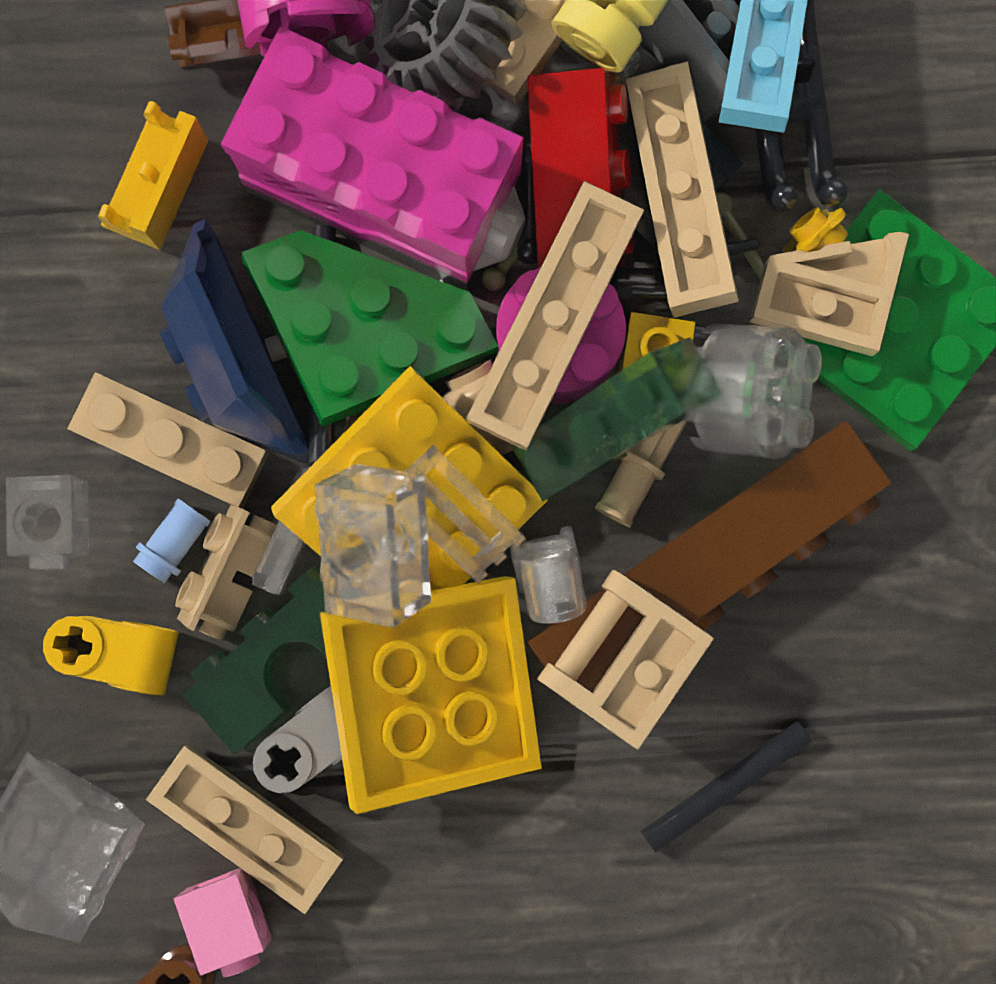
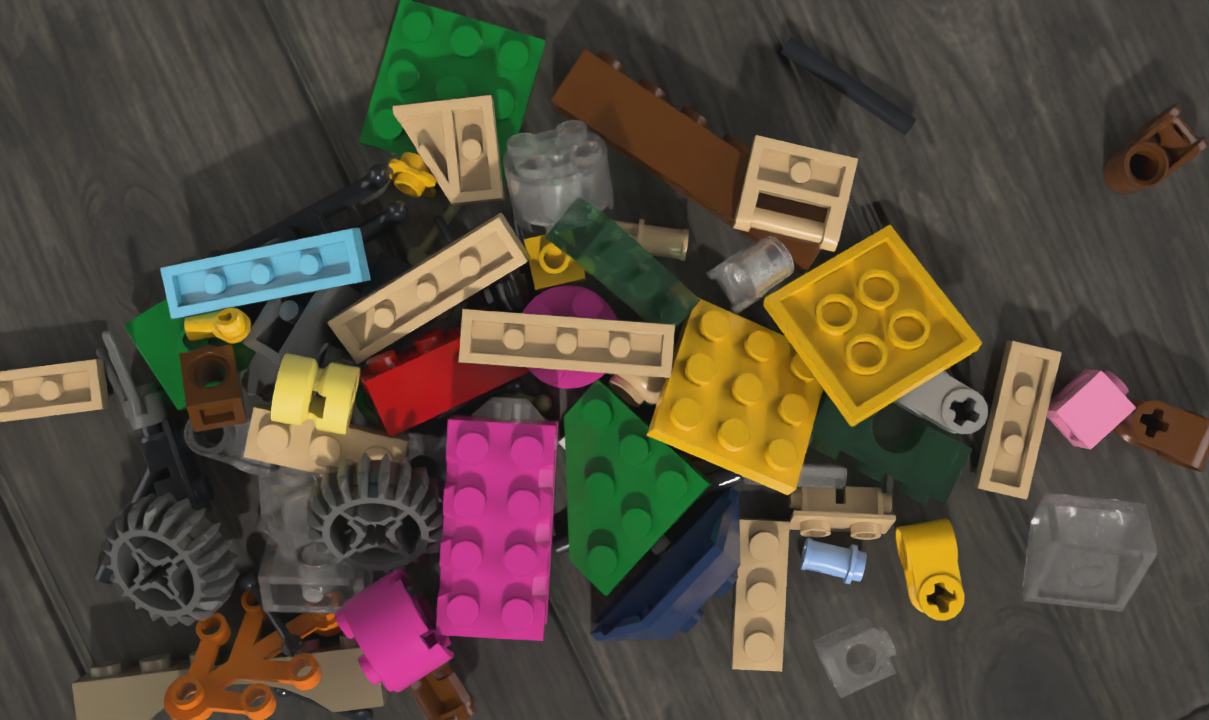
camera: 110 degrees left, 5 degrees up
(155, 177) = (568, 687): yellow hinge -> none
(373, 544) = (791, 407): clear brick -> none
(491, 549) = (752, 323): clear tile -> none

